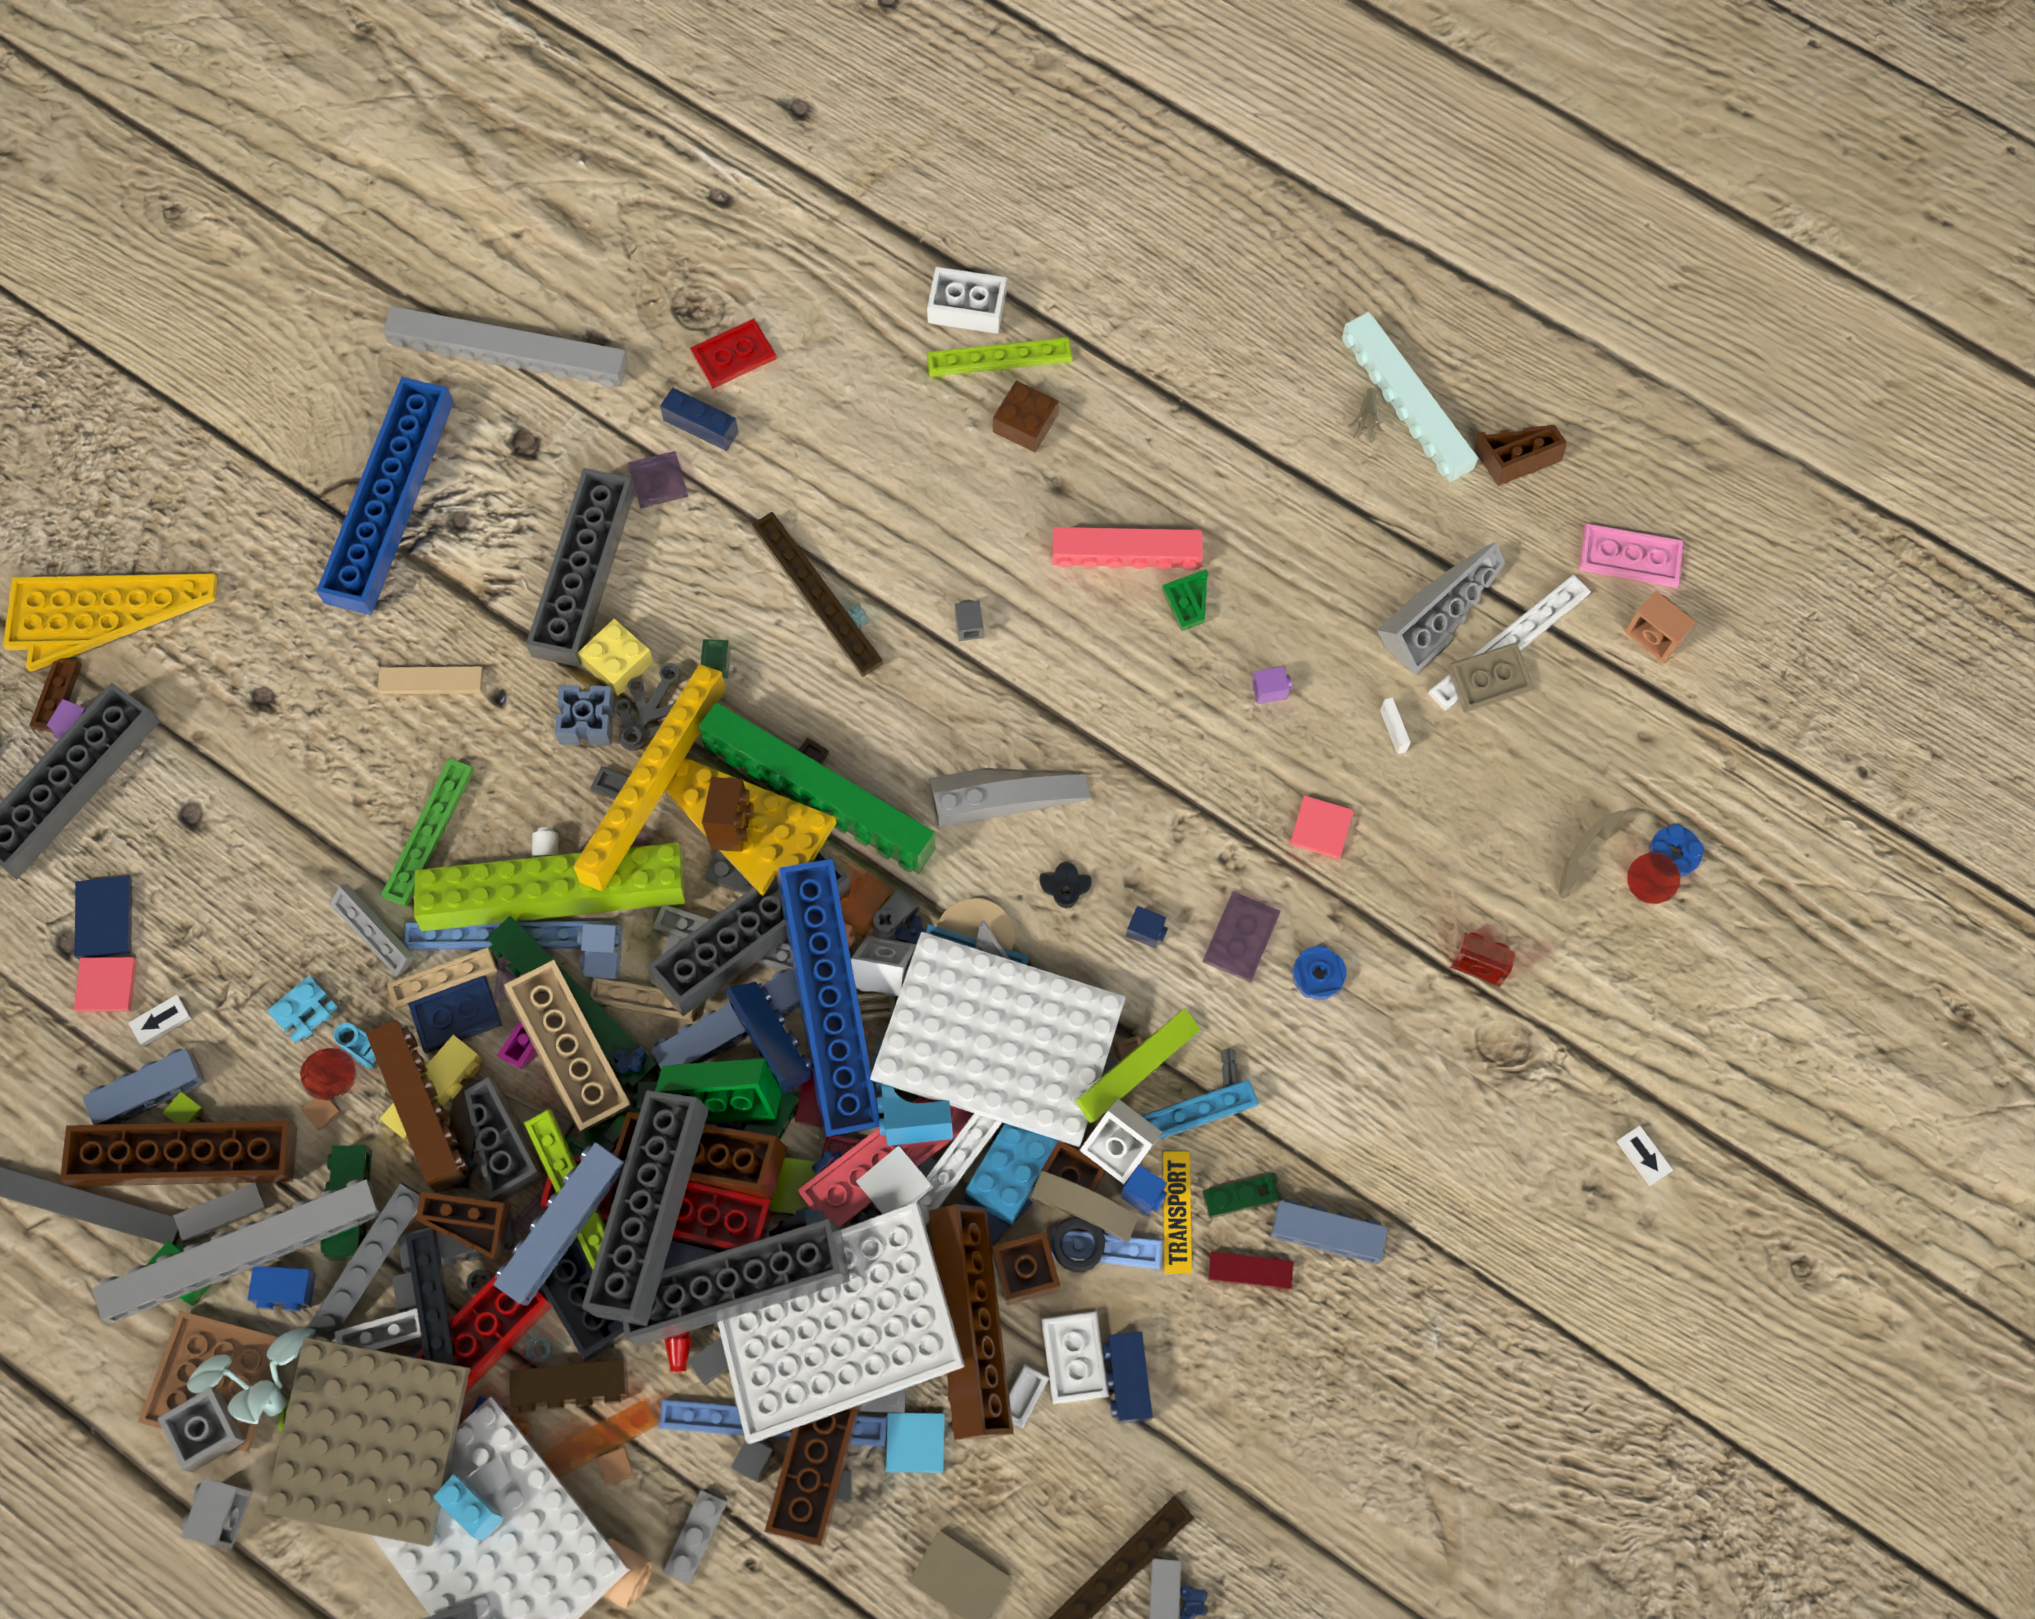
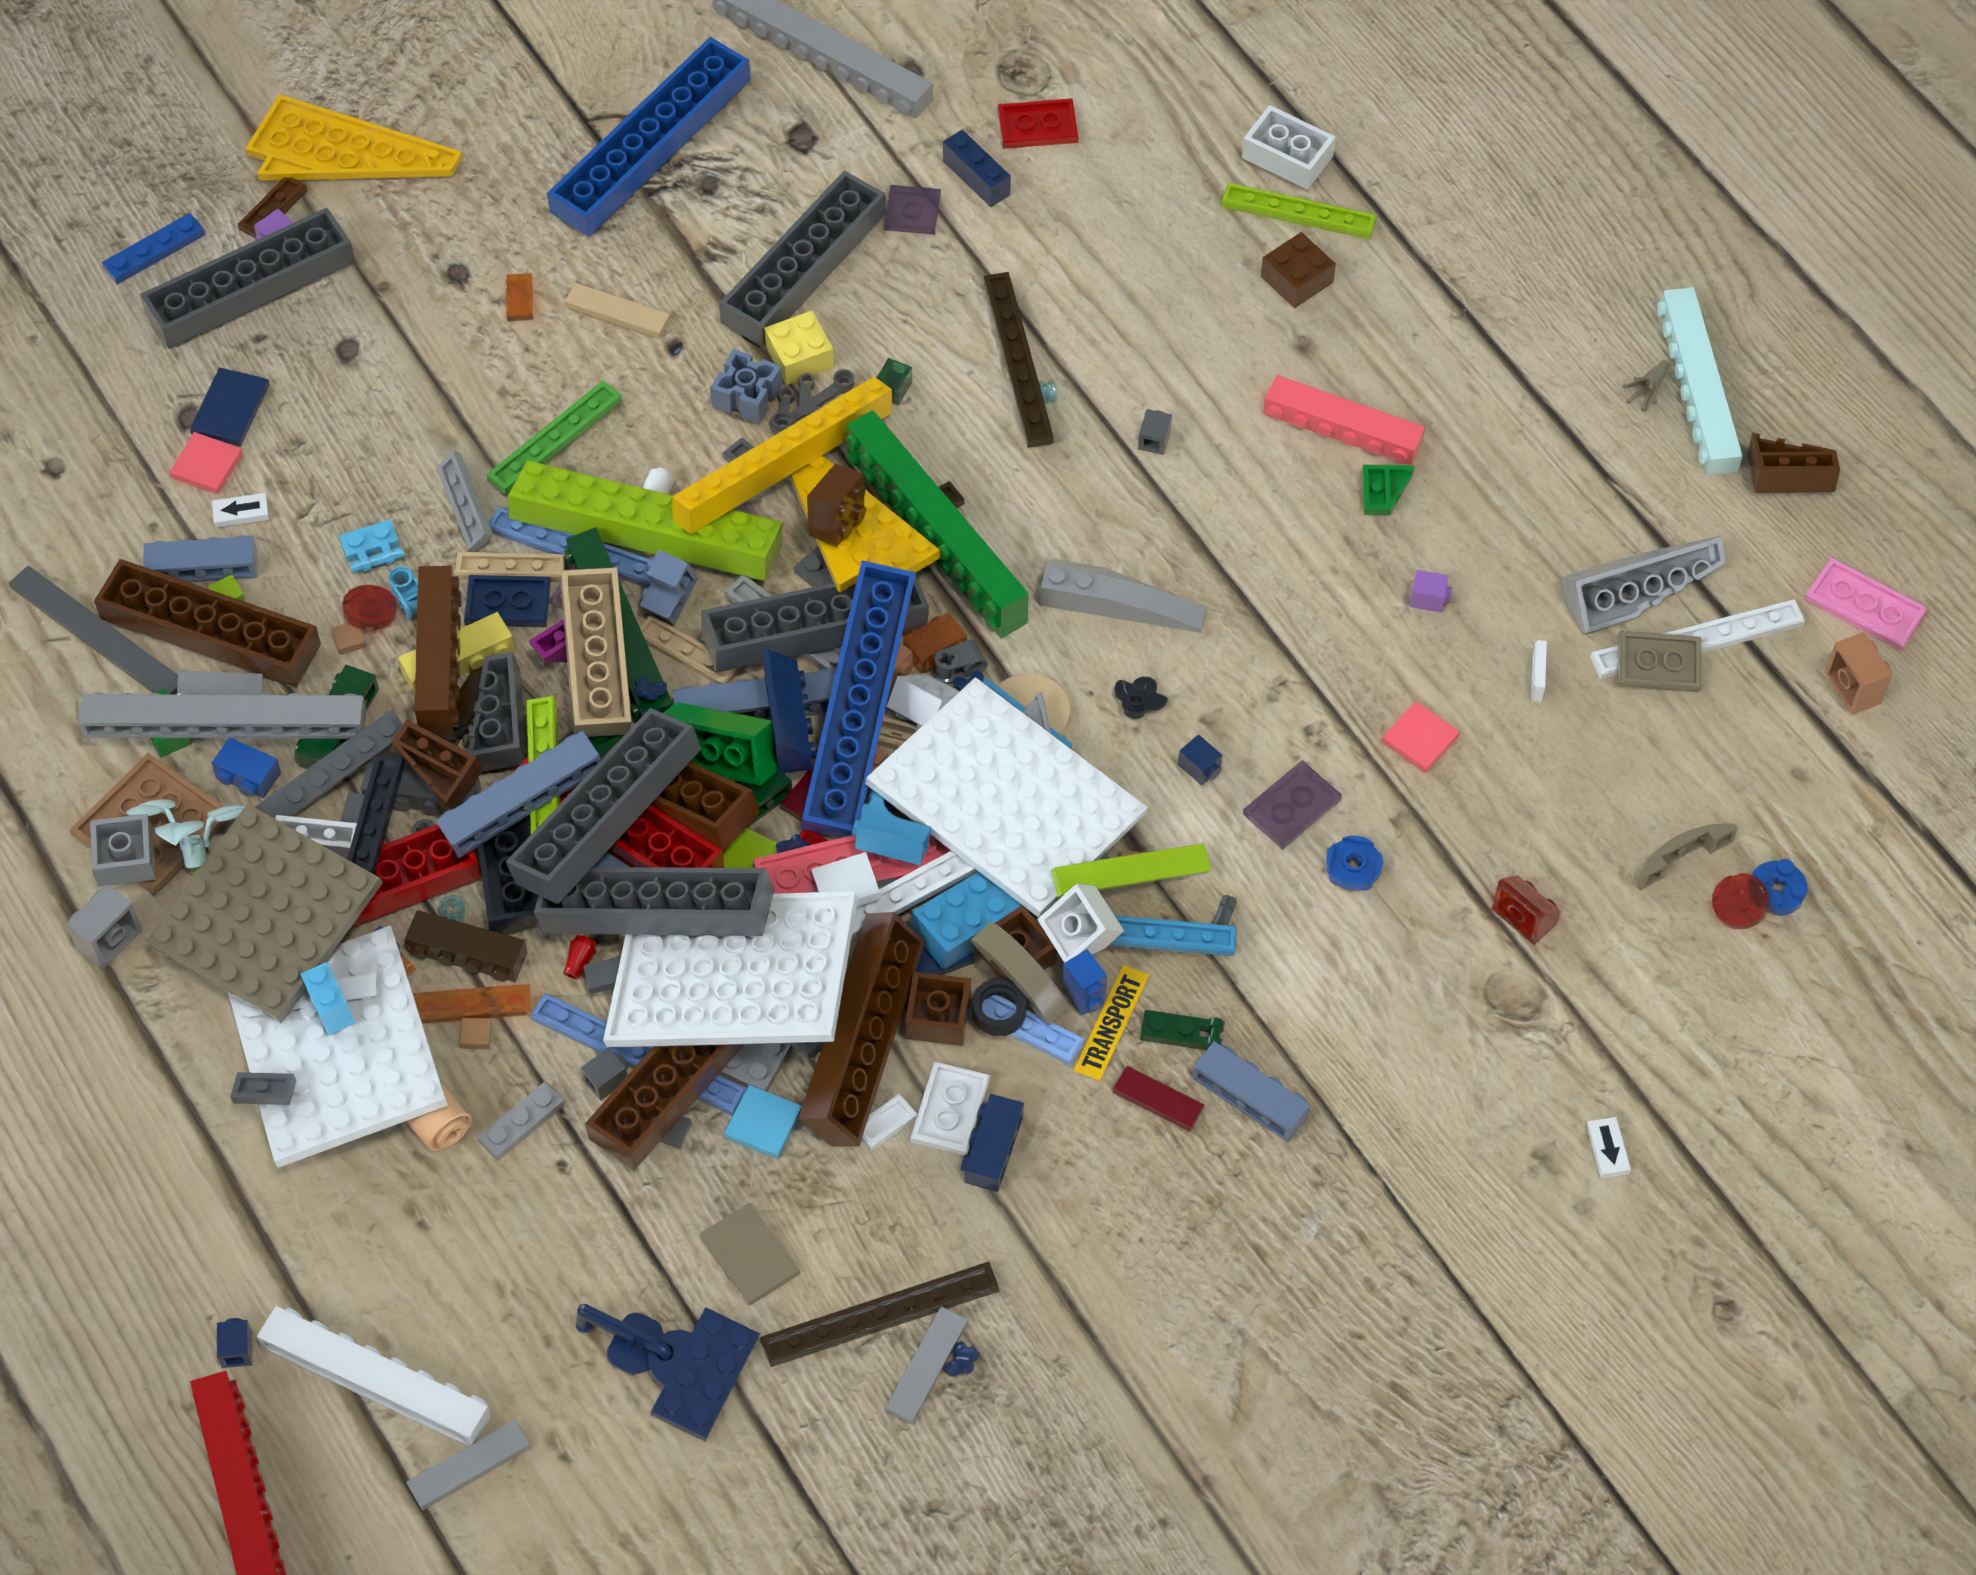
camera: 25 degrees right, 10 degrees down
(332, 700) = (519, 297): none -> clear orange tile

